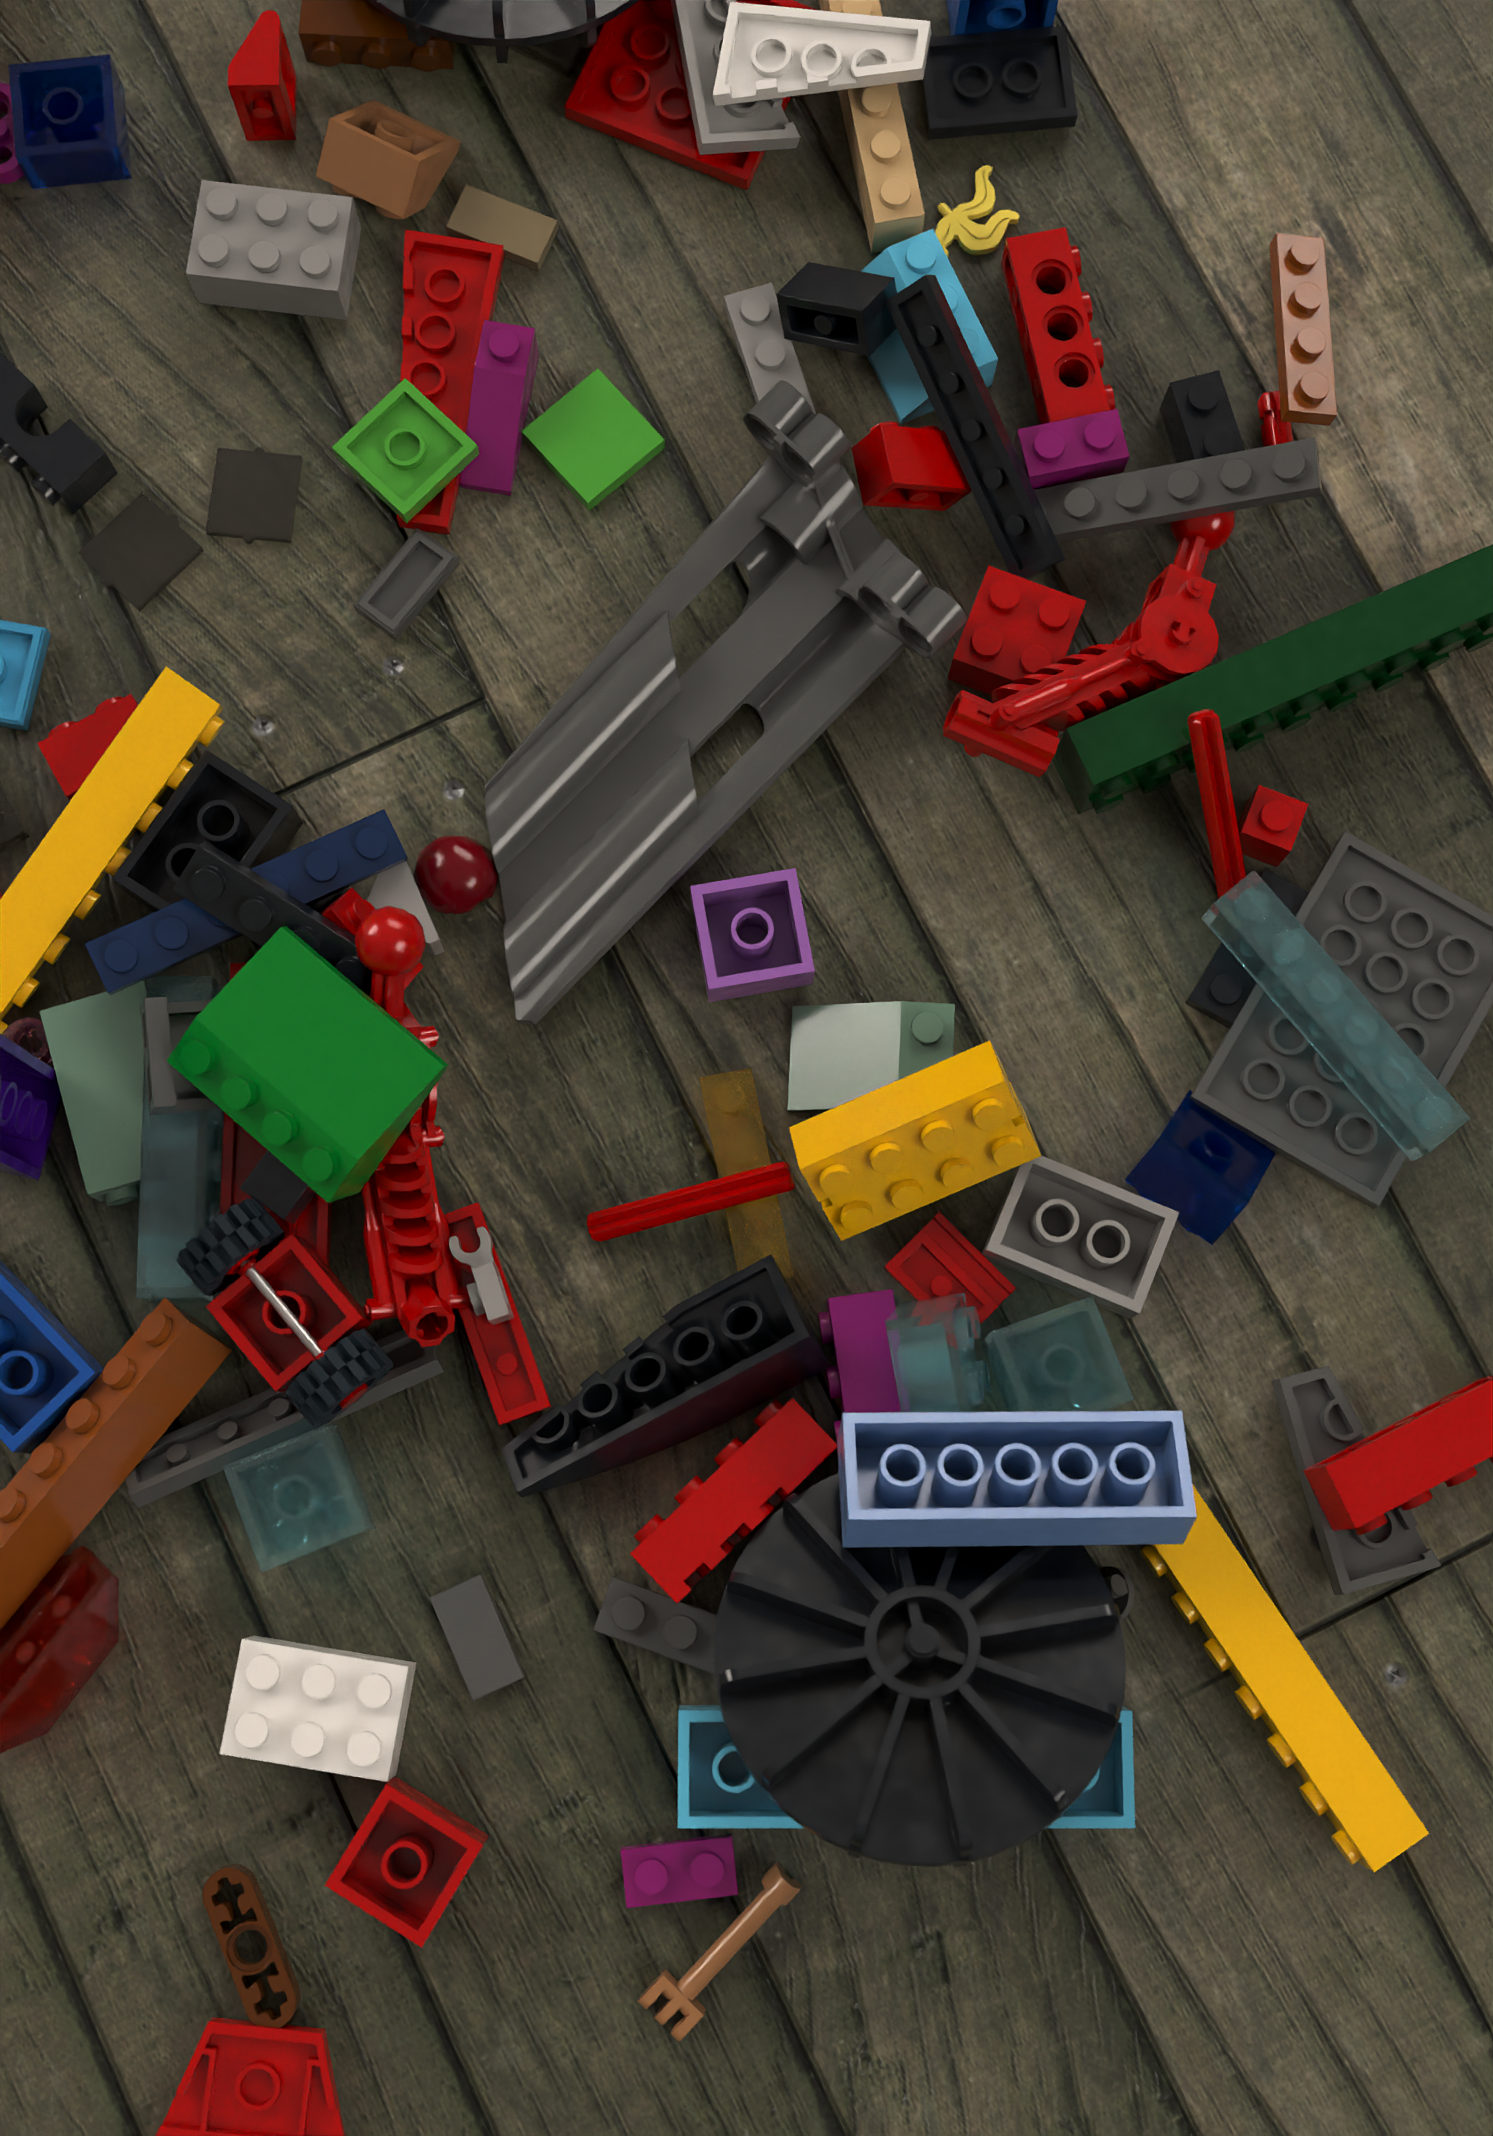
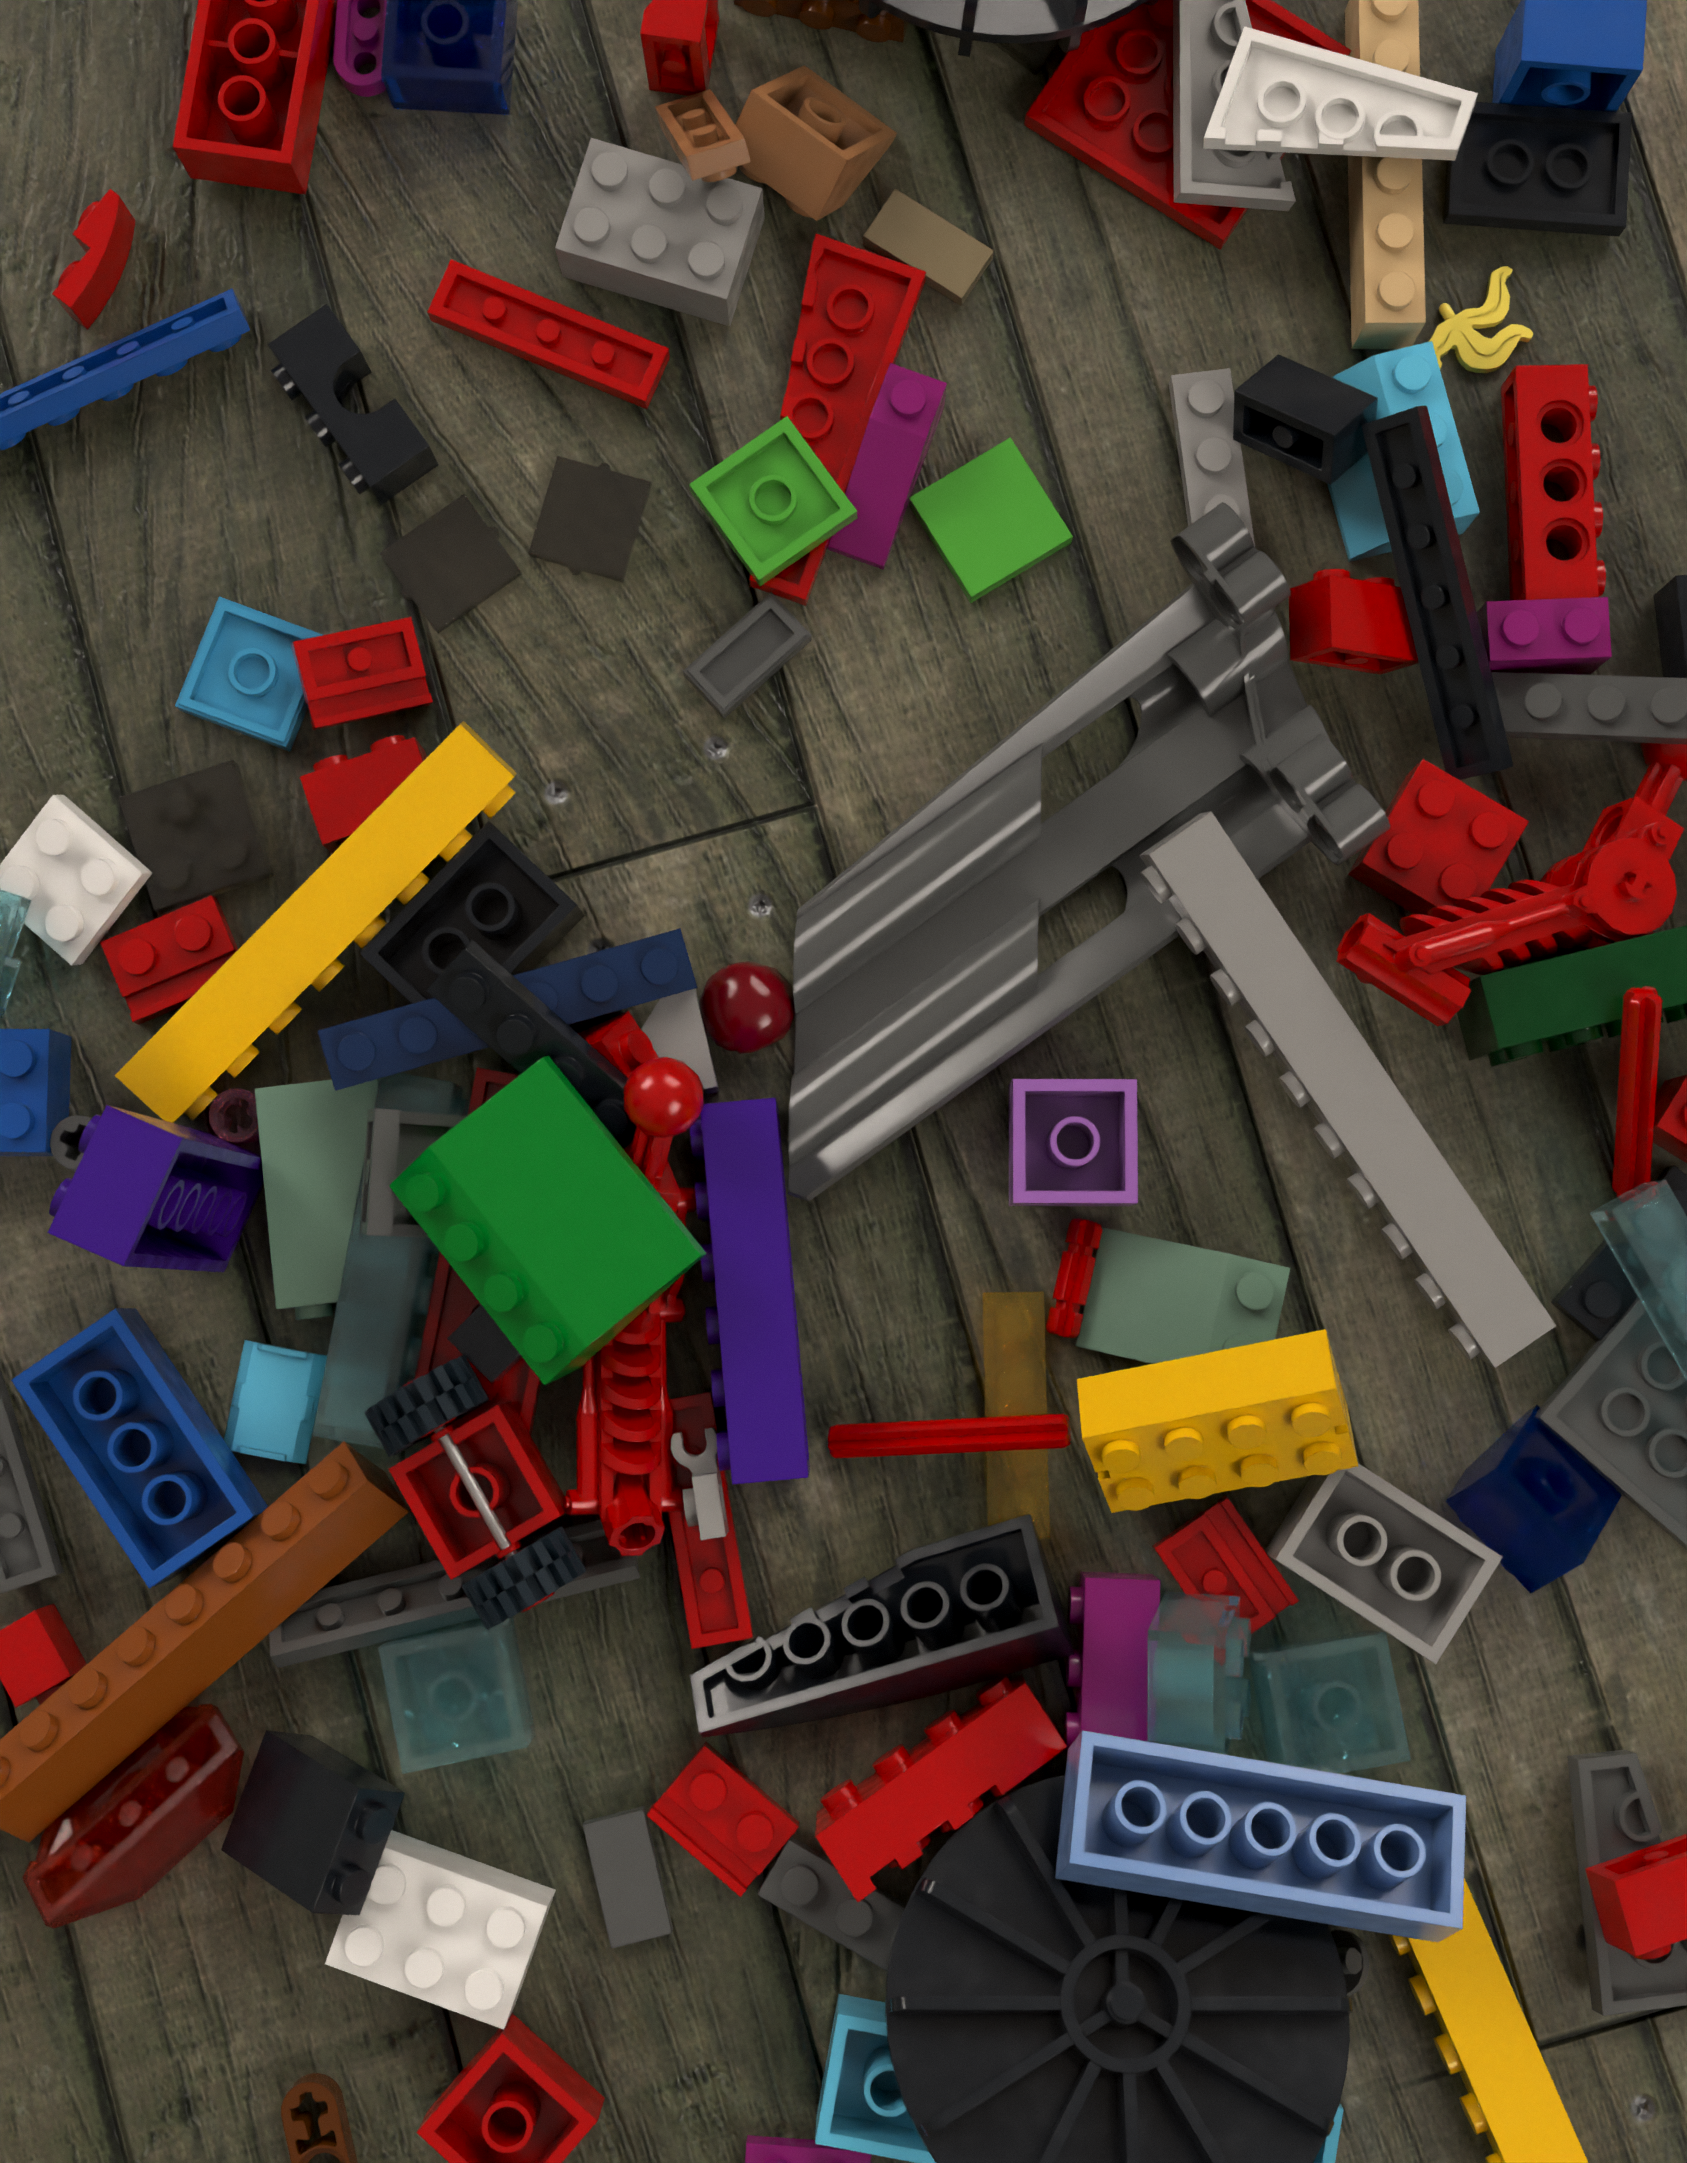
camera: 15 degrees right, 5 degrees up
(78, 651) = (361, 673): none -> red plate
(100, 1283) = (275, 1402): none -> medium azure piece
(189, 1632) = (312, 1823): none -> black brick
(193, 348) = (549, 334): none -> red plate
(296, 163) = (703, 136): none -> medium nougat plate
(500, 1105) = (753, 1291): none -> dark purple brick
(552, 1571) = (723, 1819): none -> red plate
(775, 1052) = (1074, 1278): none -> red axle
(973, 847) = (1345, 1089): none -> light grey brick

